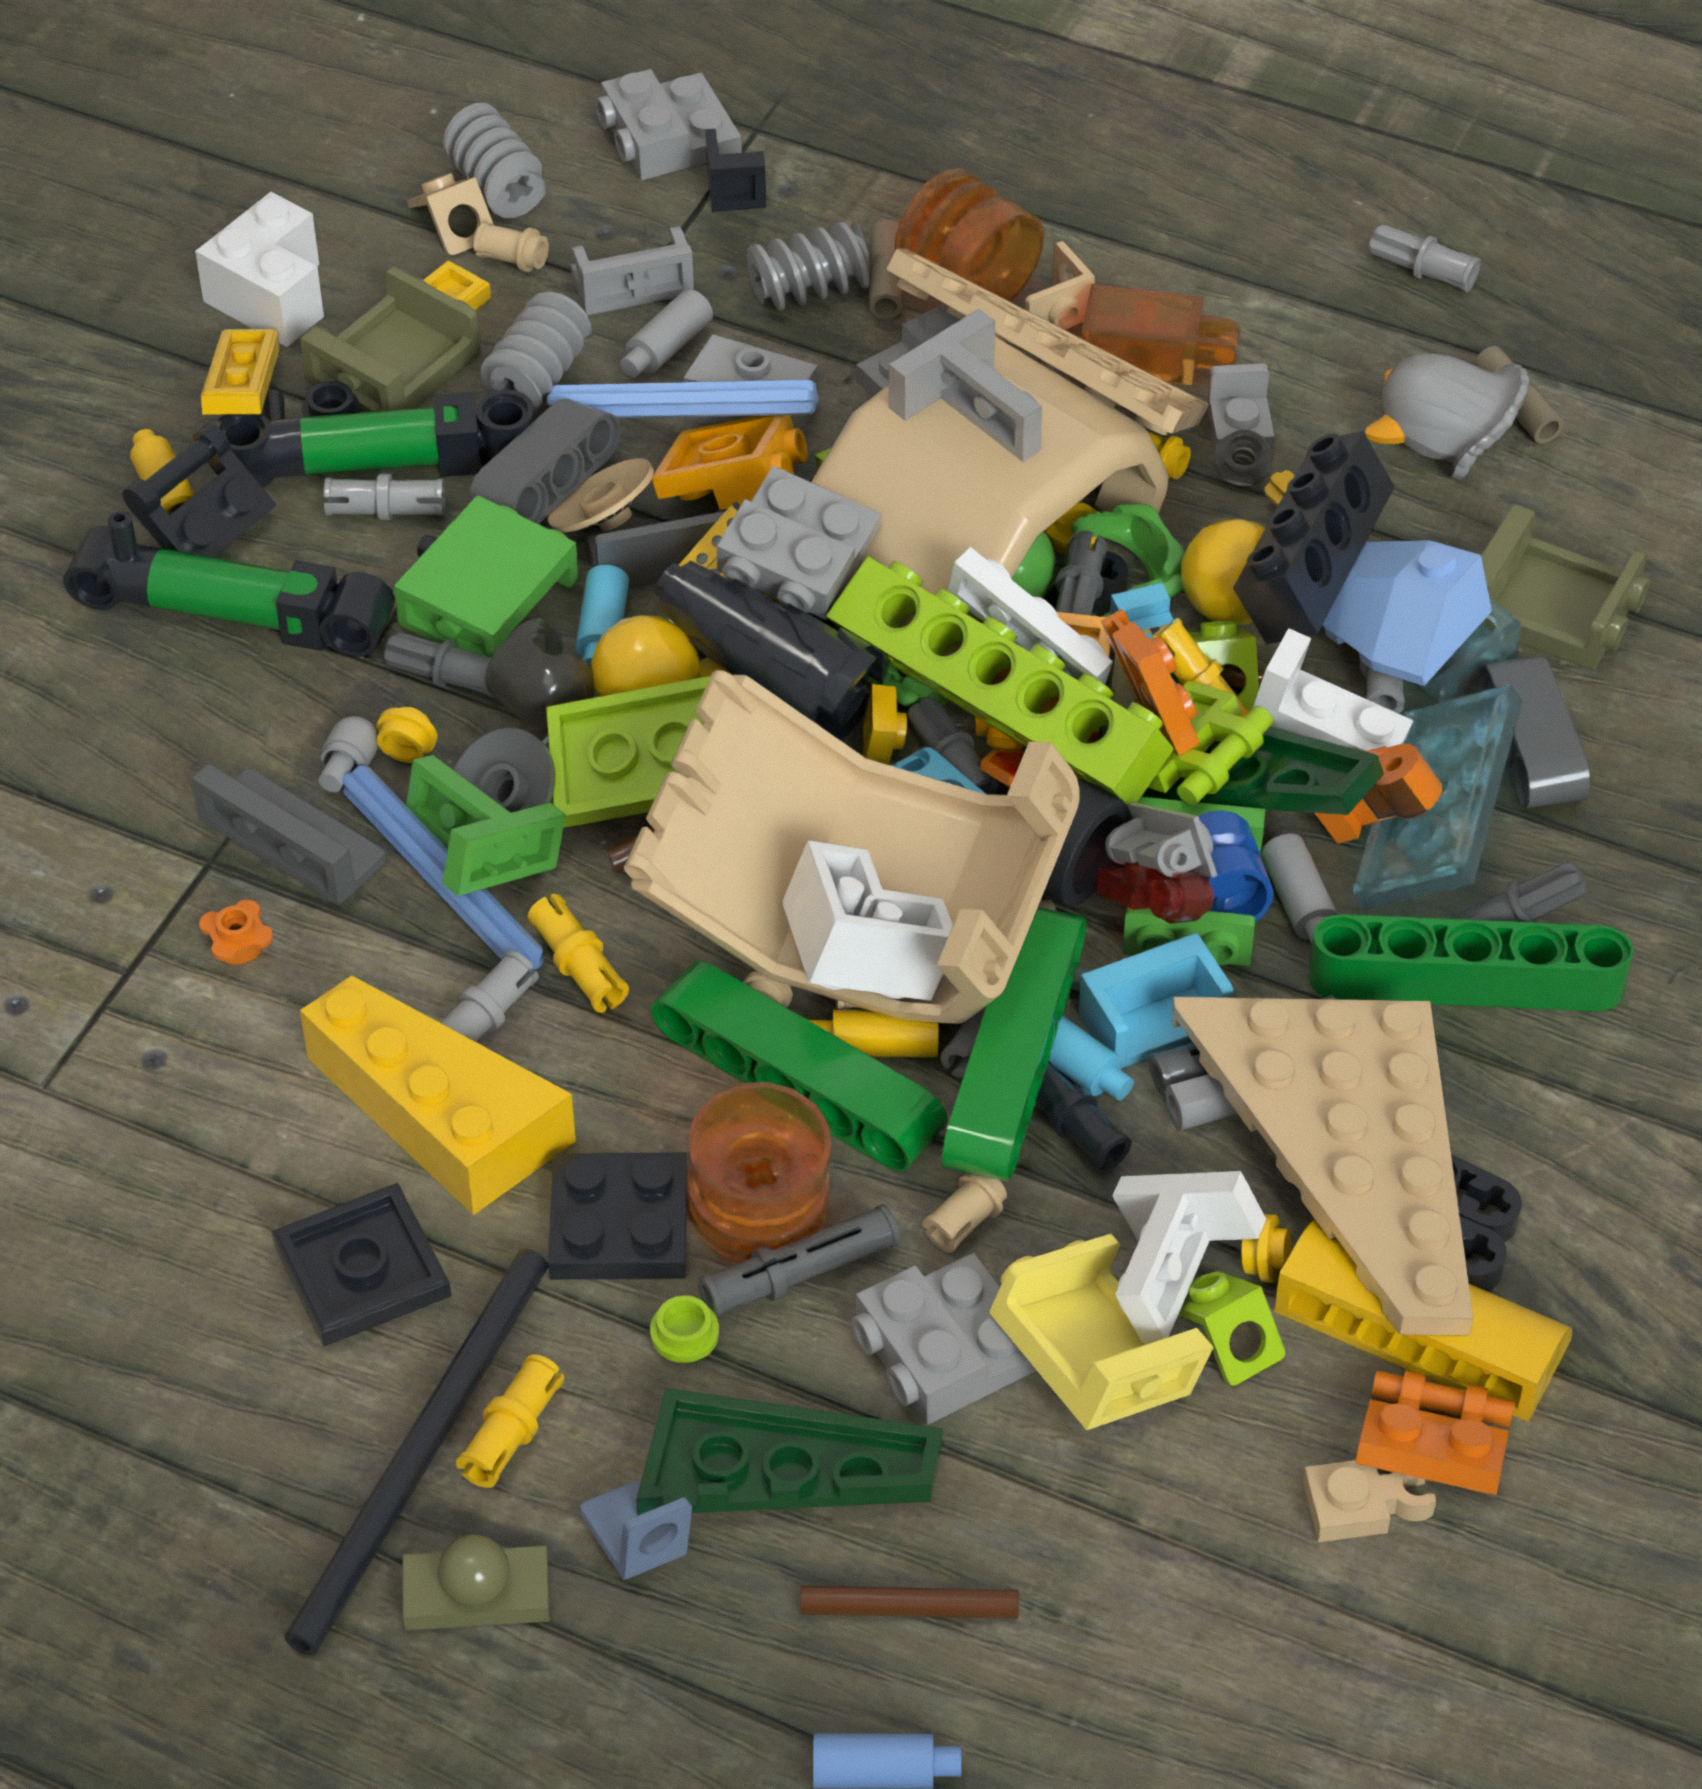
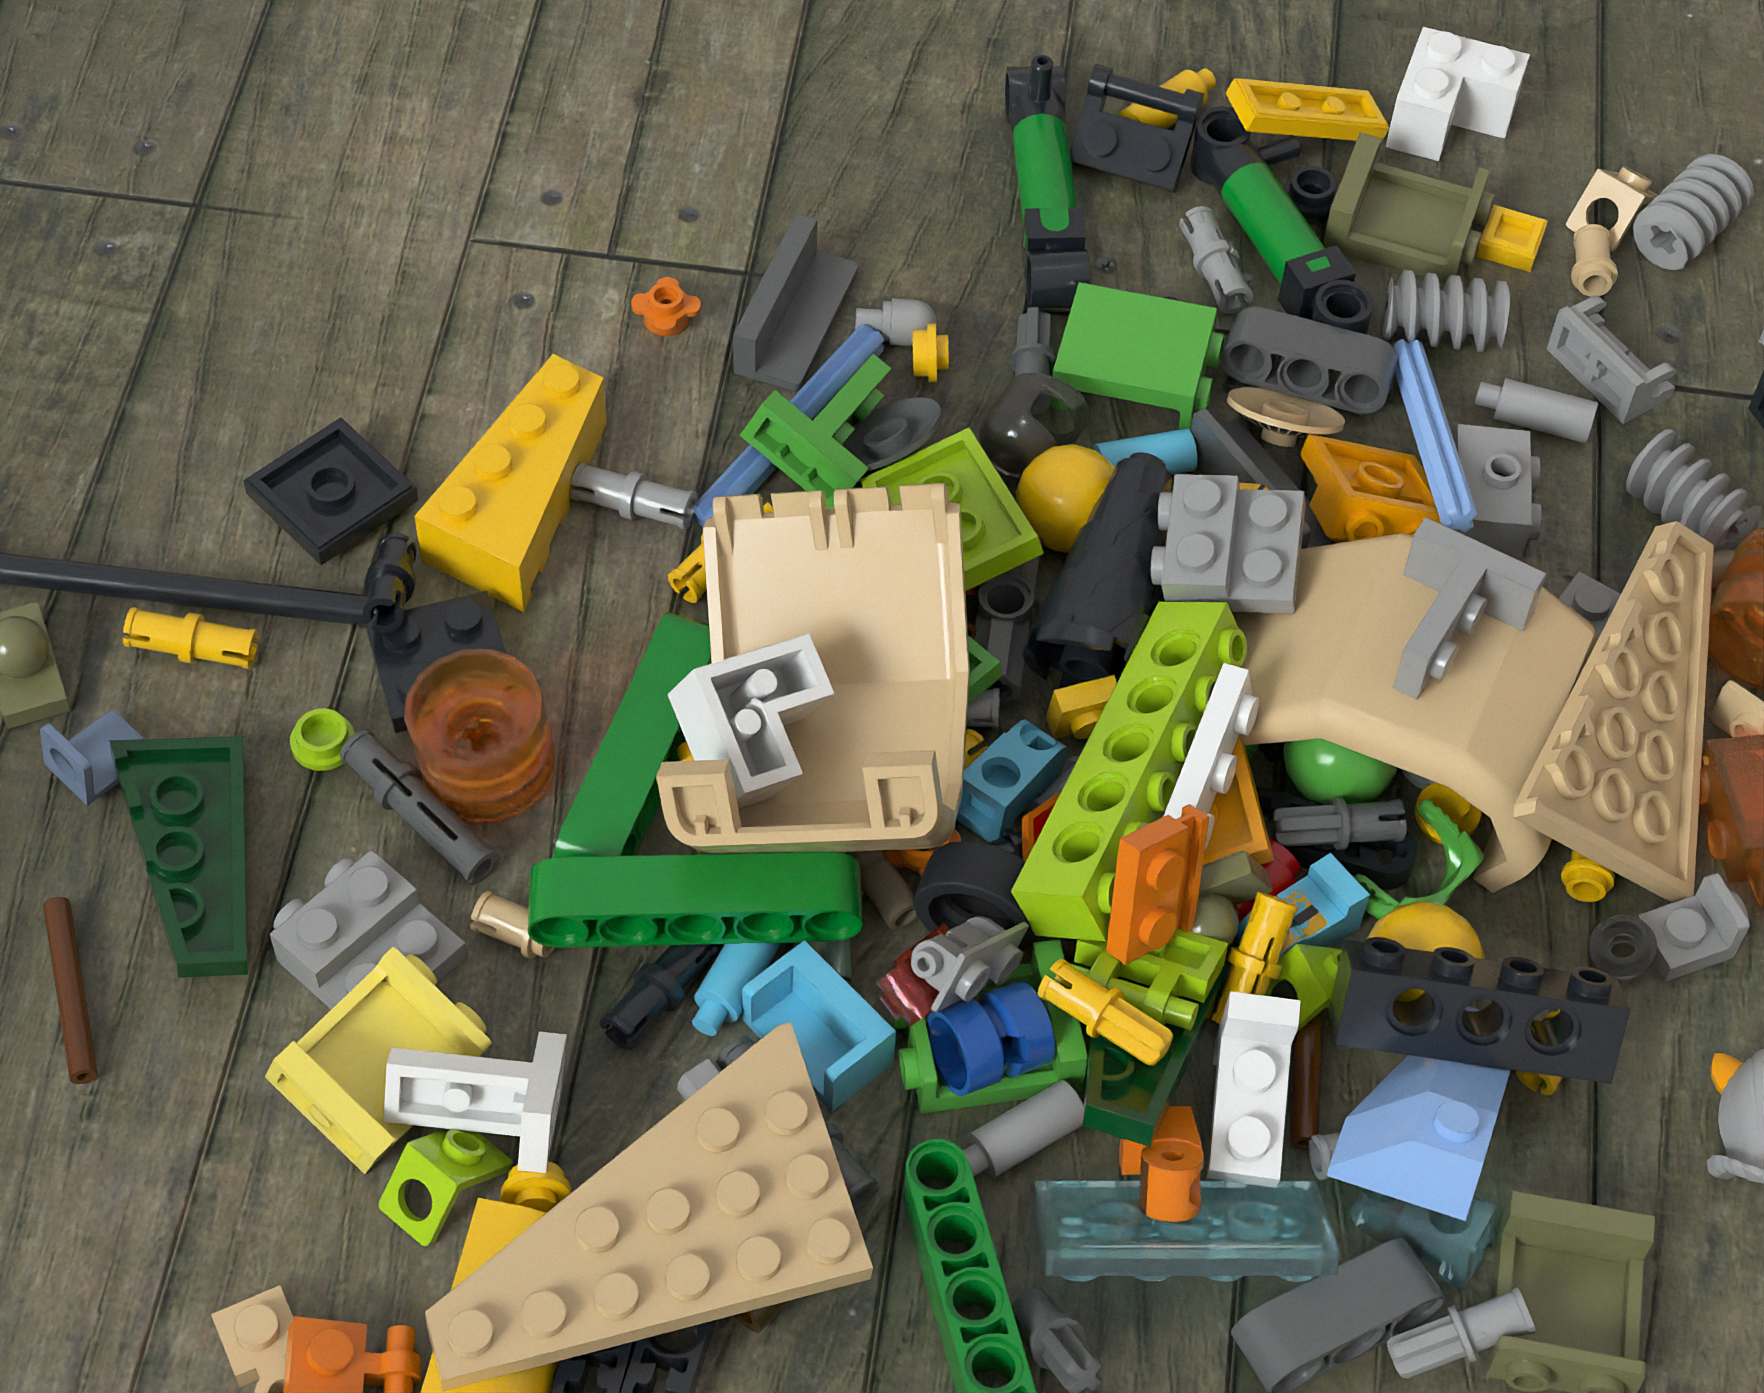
camera: 70 degrees right, 5 degrees up
(521, 1223) = (389, 583): none -> black pin
(1248, 765) = (1106, 1013): none -> yellow axle
(1572, 655) = (1460, 1334): none -> light grey axle

